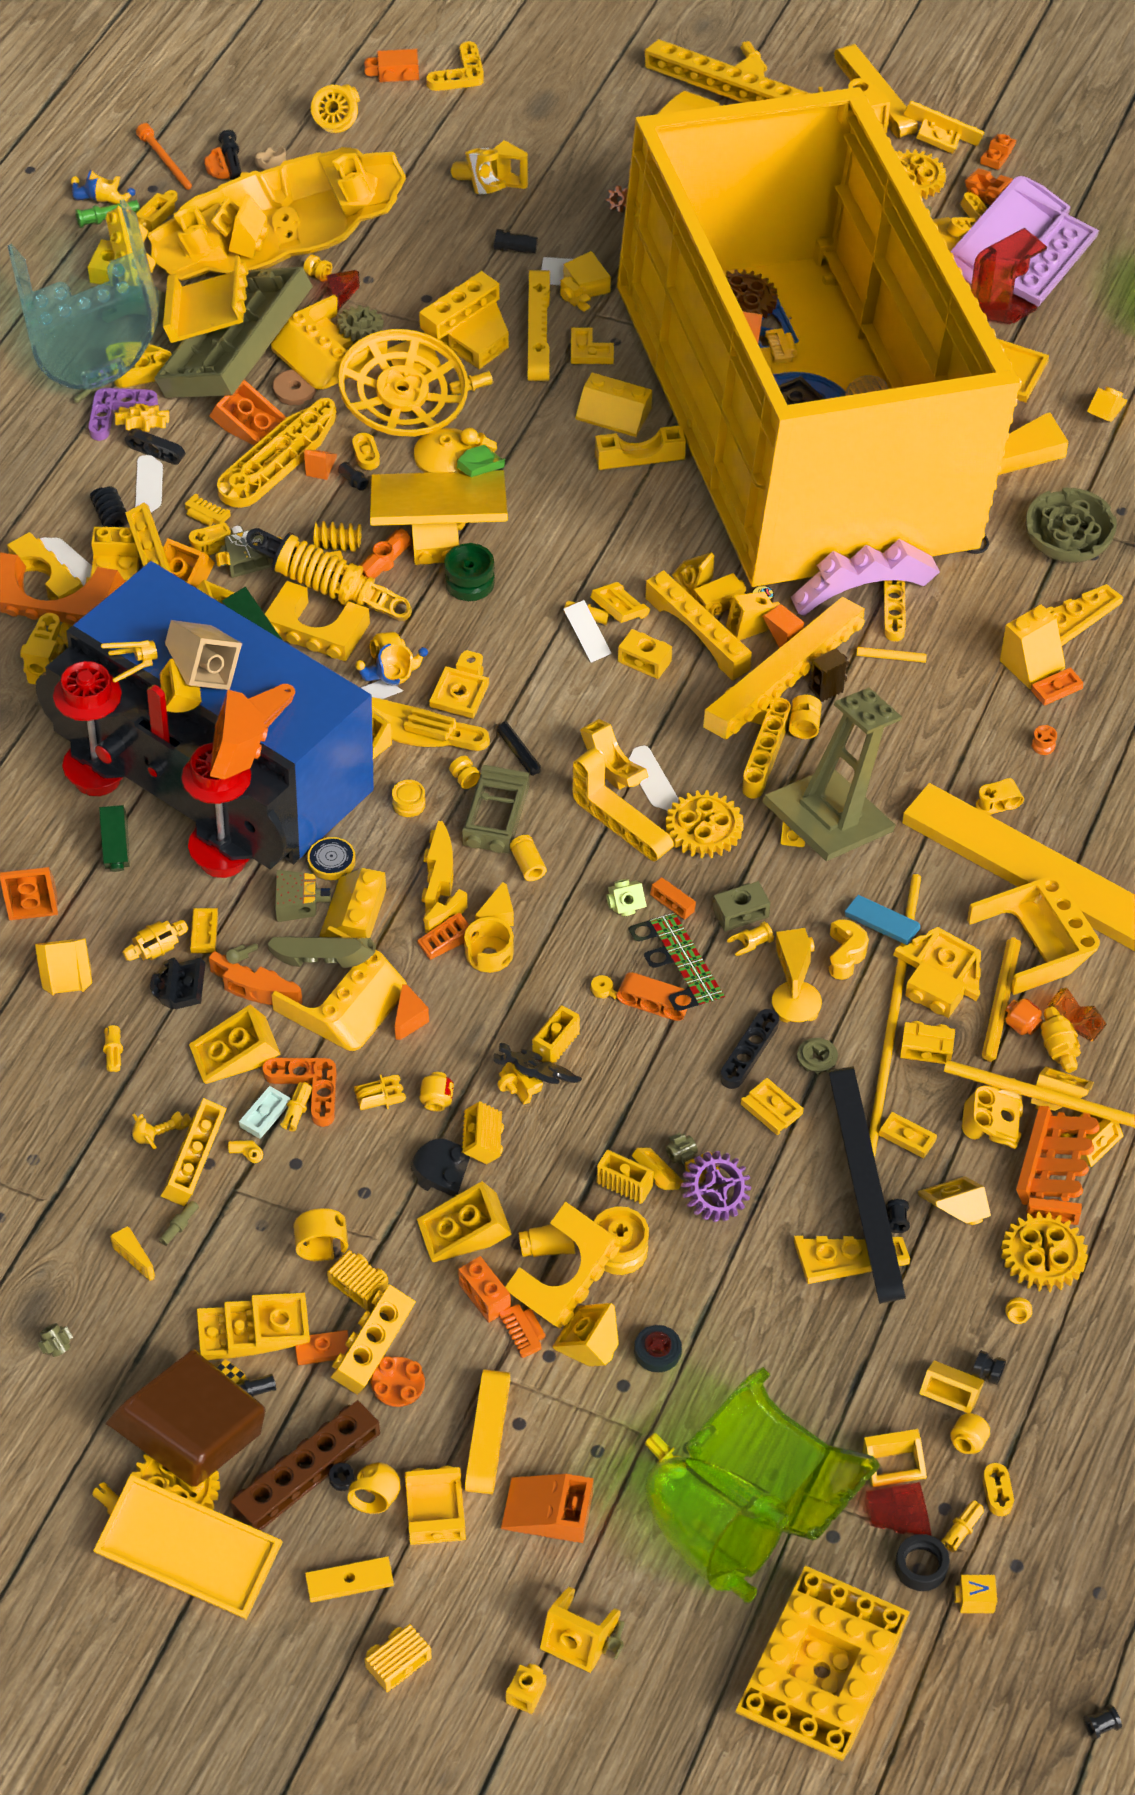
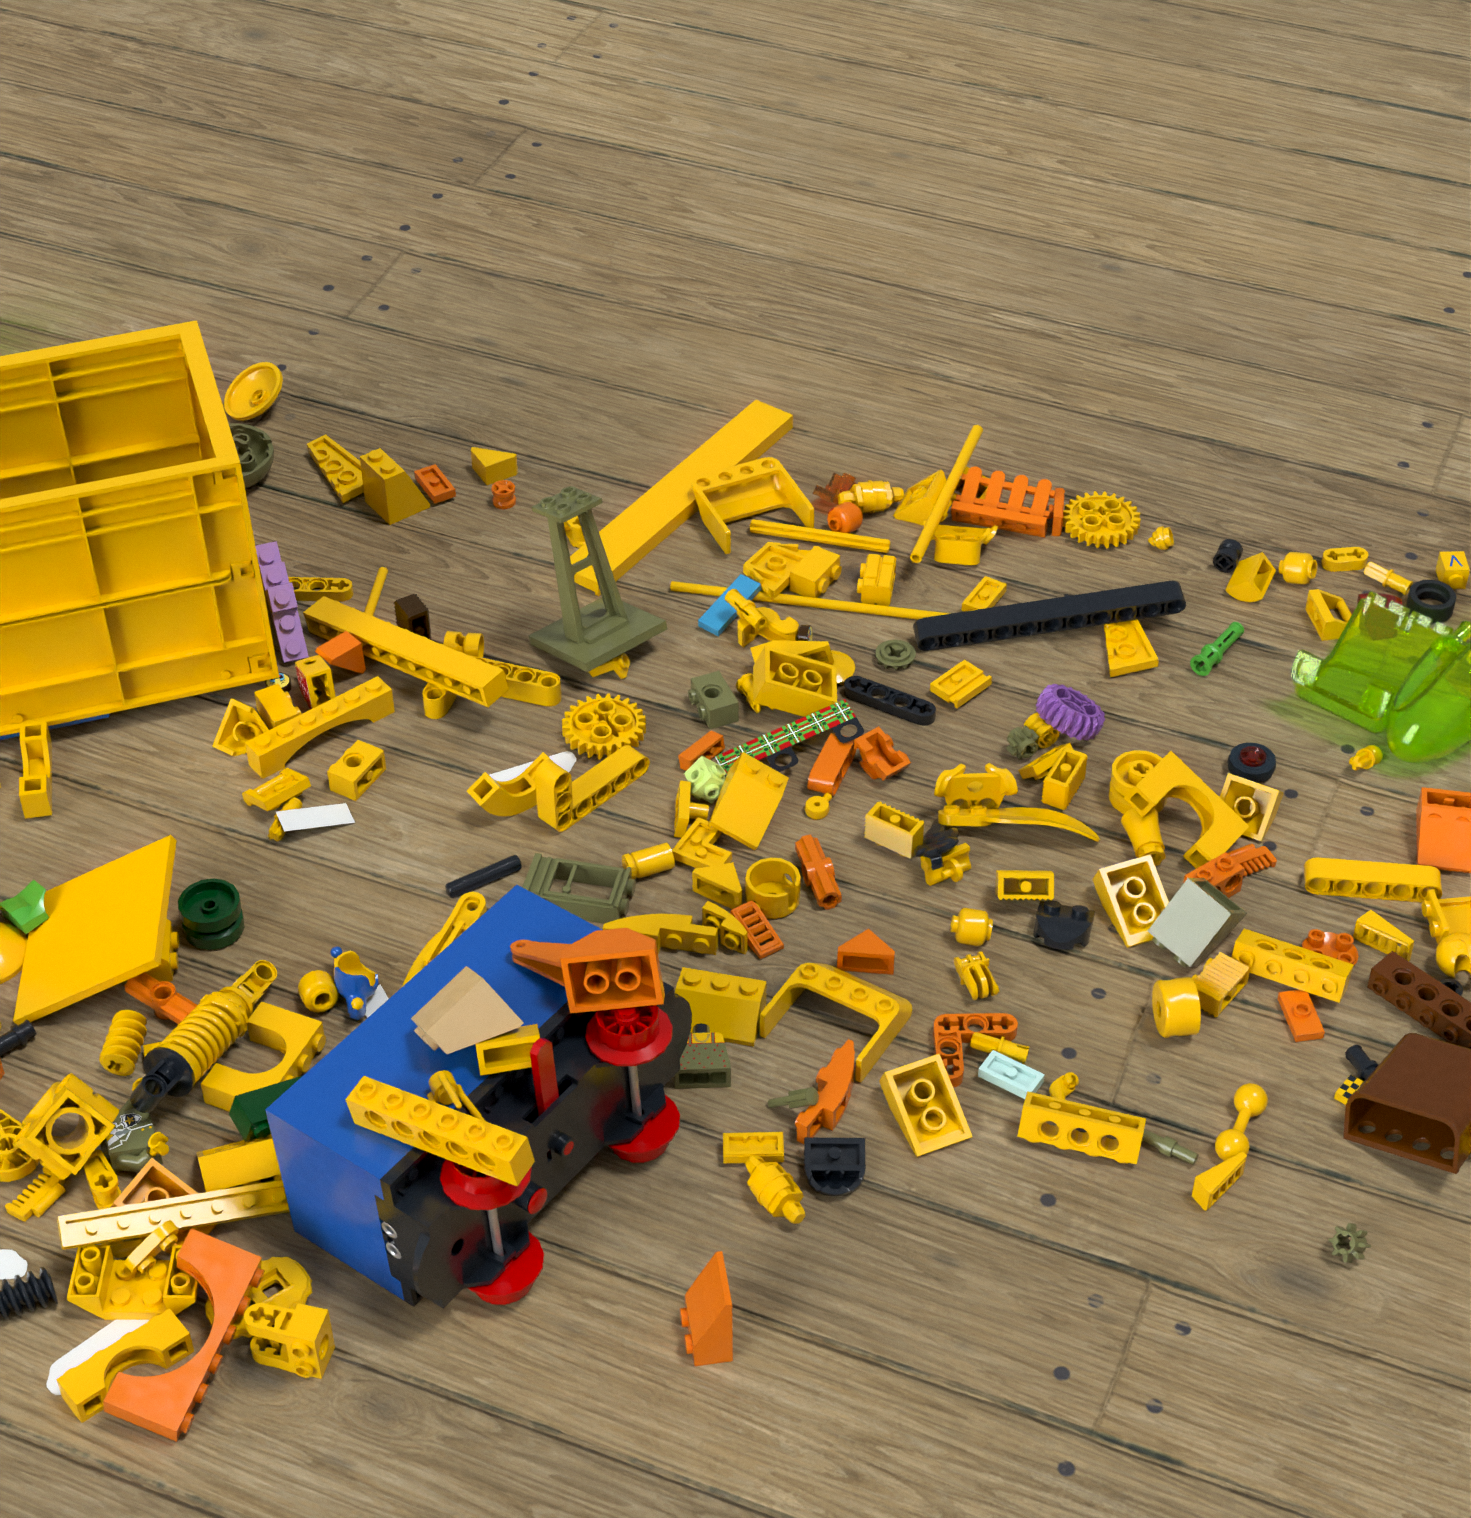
camera: 90 degrees left, 10 degrees down
(64, 966) = (824, 1274): yellow slope -> none
(85, 653) = (440, 1130): none -> yellow brick
(113, 1048) = (936, 1224): yellow axle -> none
(114, 837) = (612, 1240): dark green slope -> none
(127, 565) = (160, 1239): none -> yellow plate
(144, 1132) = (1055, 1179): yellow piece -> none
(218, 1288) = (1250, 1102): none -> yellow piece
(237, 502) = (70, 1152): none -> yellow piece
(253, 1326) = (1291, 1071): yellow slope -> none
(340, 950) = (791, 1023): olive brick -> none
(415, 1424) = (1382, 935): none -> yellow slope
(423, 1260) = (1195, 921): none -> slope
(465, 677) = (376, 922): yellow plate -> none
(513, 981) = (818, 872): none -> orange piece
(545, 892) = (697, 846): none -> yellow plate
(574, 1144) = (981, 816): none -> yellow plant
(592, 883) = (685, 809): none -> yellow tile
(593, 924) = (748, 800): none -> yellow slope
(608, 1097) = (975, 788): none -> yellow piece
(662, 1033) = (879, 756): none -> orange cylinder
(746, 958) = (793, 682): none -> yellow brick
(822, 1335) = (1232, 633): none -> bright green pin
(835, 980) = (805, 633): none -> dark brown tile
(851, 919) = (746, 609): none -> yellow pin
(960, 1198) = (1051, 565): yellow slope -> none
(1085, 727) = (493, 464): none -> yellow slope

